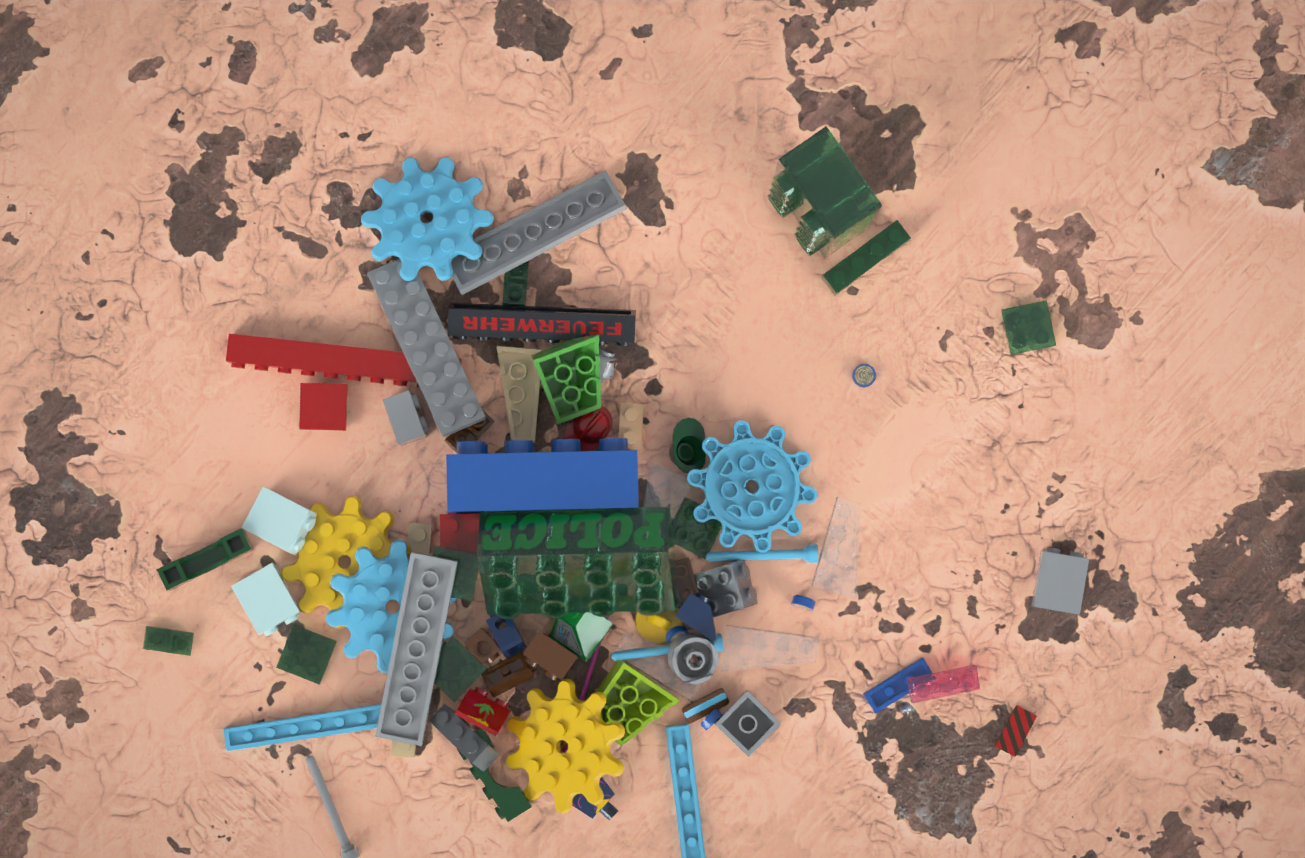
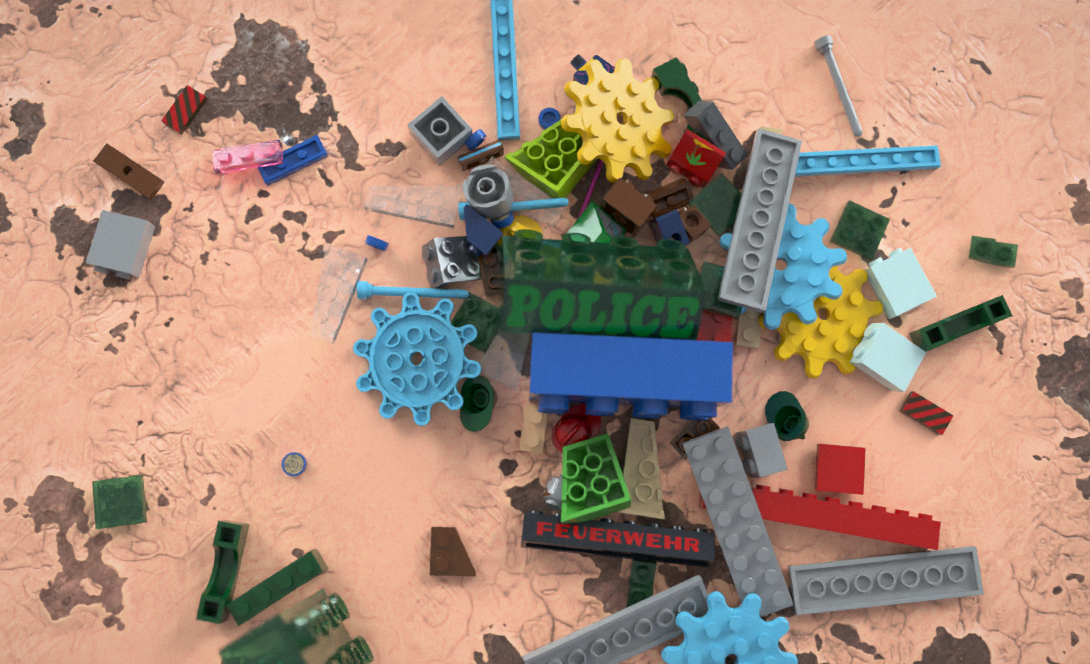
camera: 175 degrees right, 5 degrees down
(235, 468) = (926, 413): none -> tile
(276, 302) = (885, 580): none -> light grey plate
(379, 454) = (787, 415): none -> dark green piece
(636, 749) = (548, 117): none -> blue tile
(705, 299) = (449, 554): none -> reddish brown wing
(918, 269) = (229, 549): none -> dark green arch
(1074, 666) = (120, 165): none -> reddish brown tile

